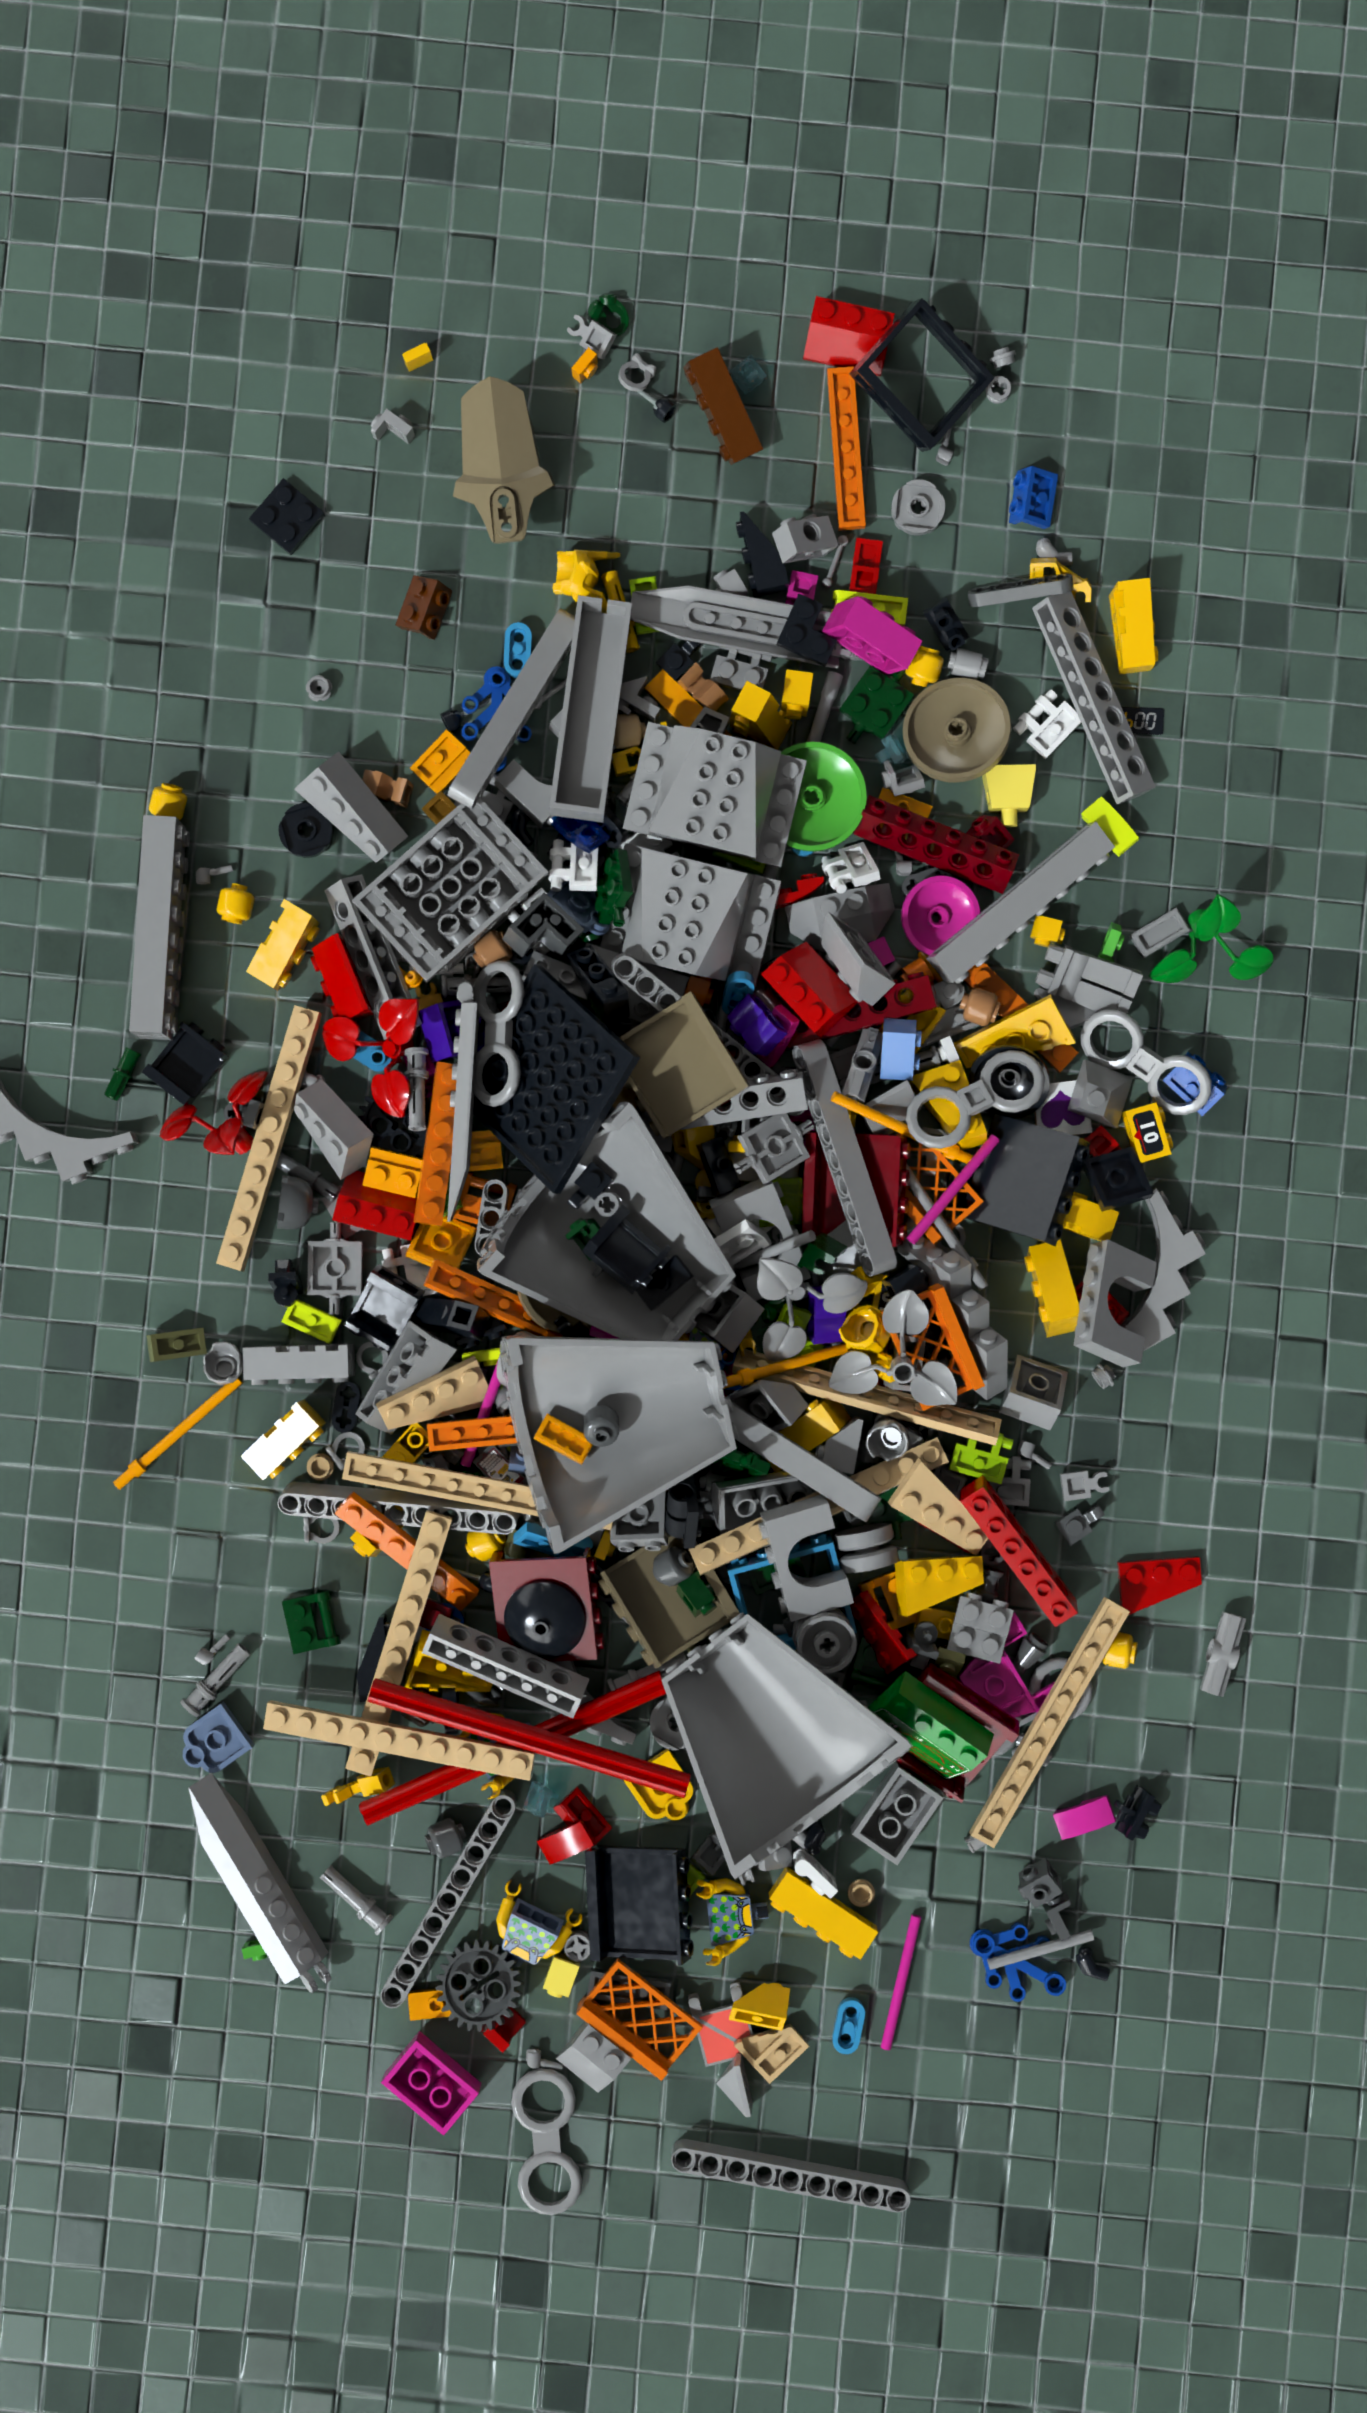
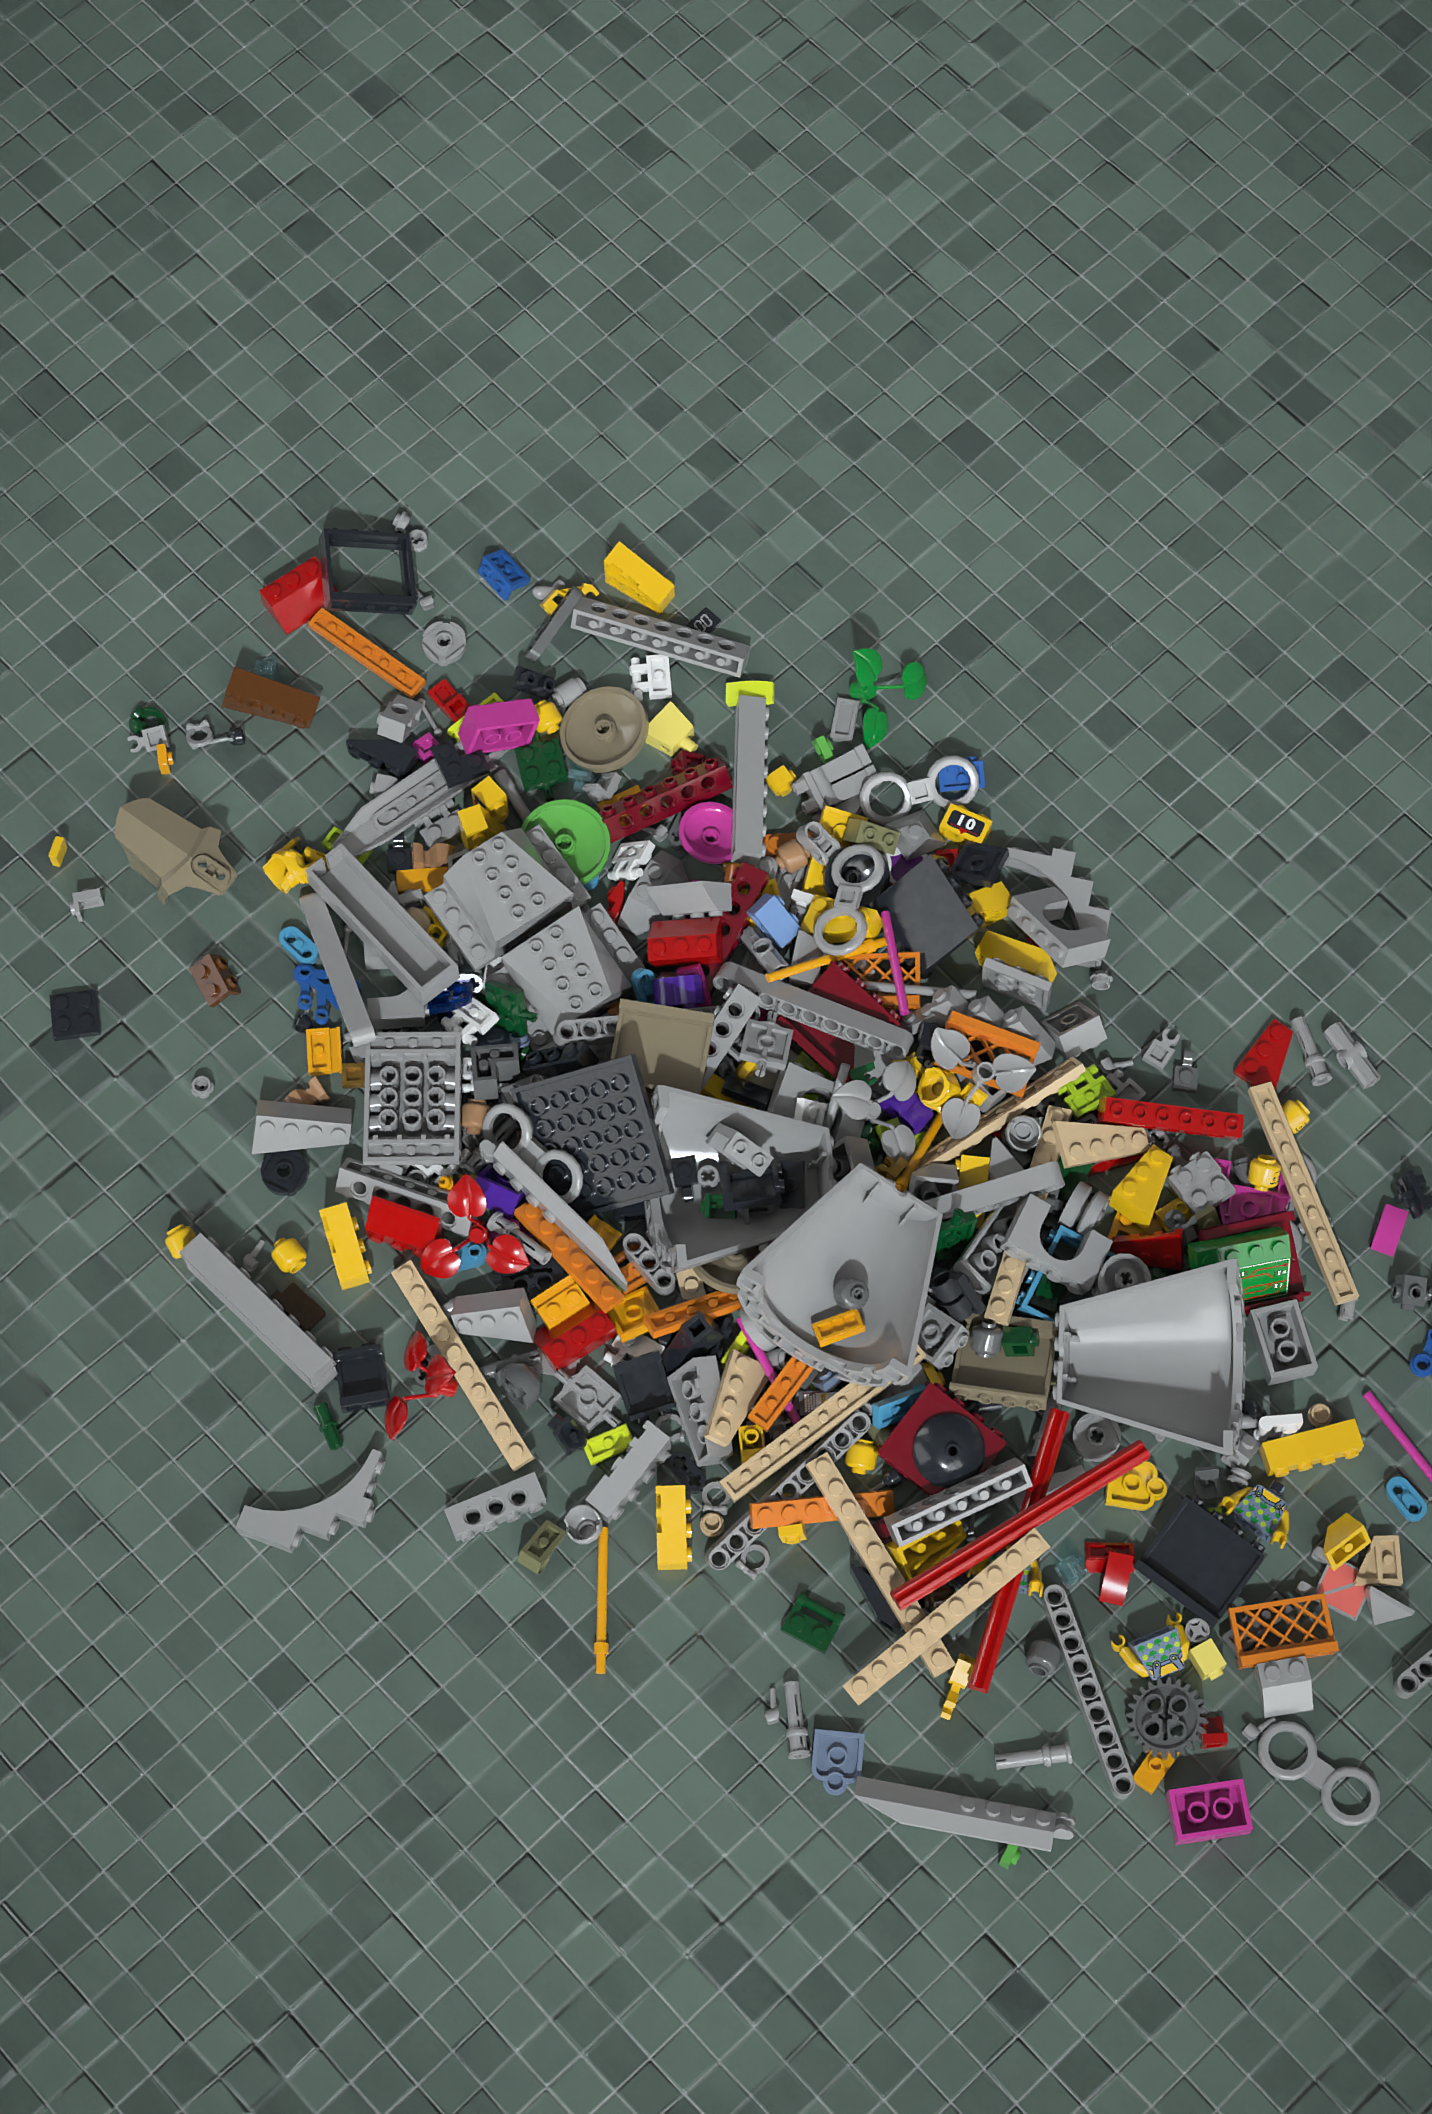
camera: 50 degrees left, 20 degrees down
(134, 1262) = (502, 1495): none -> light grey brick
(200, 953) = (300, 1306): none -> dark brown panel
(647, 1222) = (739, 1149): none -> light grey panel
(755, 1359) = (895, 1169): none -> pearl gold tile
(1008, 1026) = (821, 845): none -> light grey piece
(1029, 1312) = (1016, 983): none -> light grey plate
(1038, 1674) = (1264, 1172): none -> yellow head
(1059, 1062) = (867, 833): none -> olive brick
(1189, 1625) = (1314, 1060): none -> light grey pin

